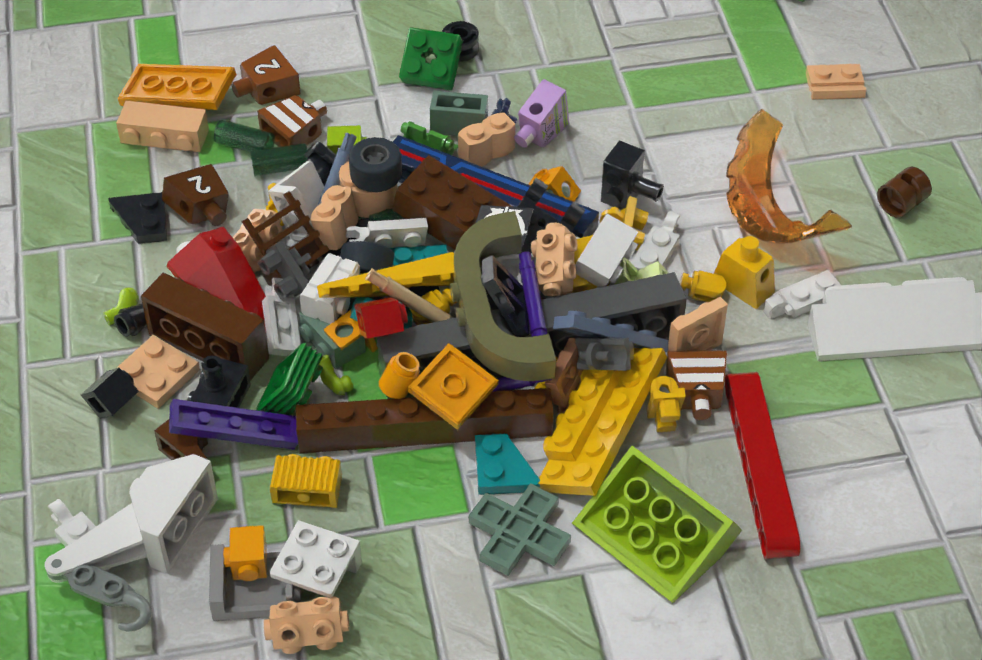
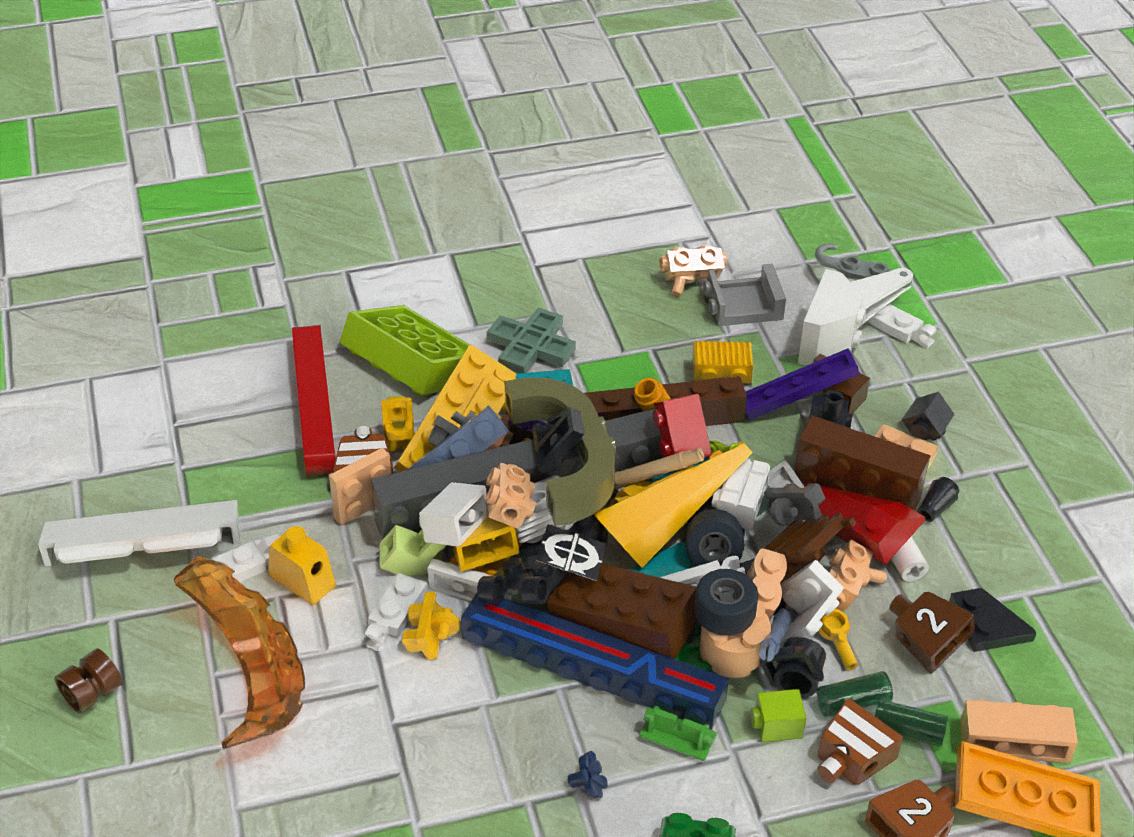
camera: 175 degrees right, 5 degrees down
(127, 298) = (957, 512): lime arm -> none
(247, 553) = (754, 298): light orange brick -> none
(291, 381) = (759, 423): green brick -> none
(316, 559) = (694, 300): white bracket -> none
(453, 386) = (607, 392): light orange plate -> none
(455, 111) = (643, 756): sand green brick -> none
(487, 140) = (604, 726): light nougat brick -> none
(532, 295) = (530, 453): dark purple piece -> none
(543, 115) = (531, 760): lavender torso -> none
(554, 179) = (521, 676): light orange bracket -> none
(624, 177) = (429, 663): black brick -> none
(703, 285) = (349, 561): yellow arm -> none

